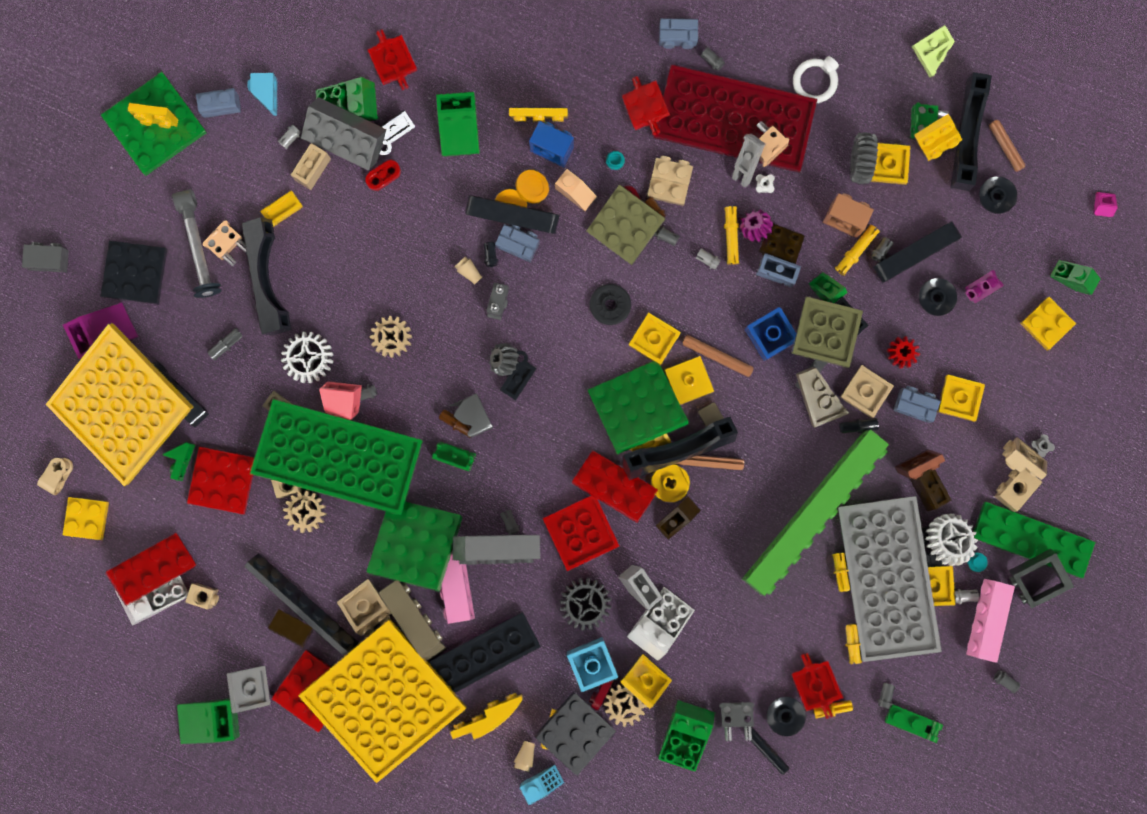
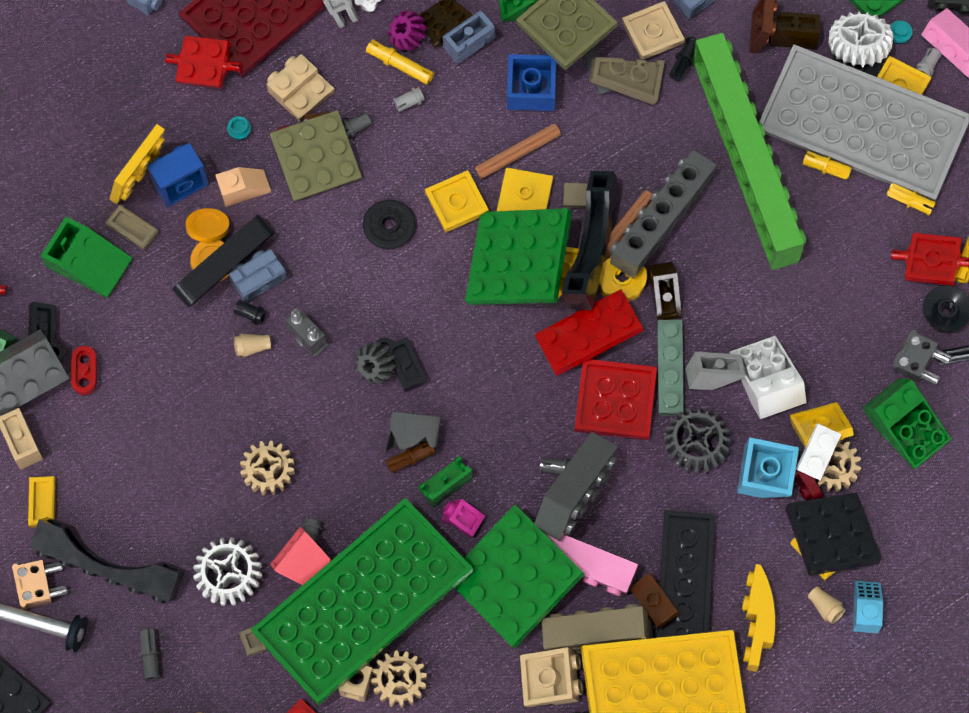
camera: 55 degrees left, 15 degrees down
(437, 483) = (462, 516): none -> dark pink bracket
(456, 644) = (654, 600): none -> reddish brown plate
(501, 138) = (132, 227): none -> dark tan tile
(622, 693) = (818, 451): none -> white plate
(627, 554) = (670, 367): none -> sand green plate
(780, 489) = (633, 260): none -> dark grey brick

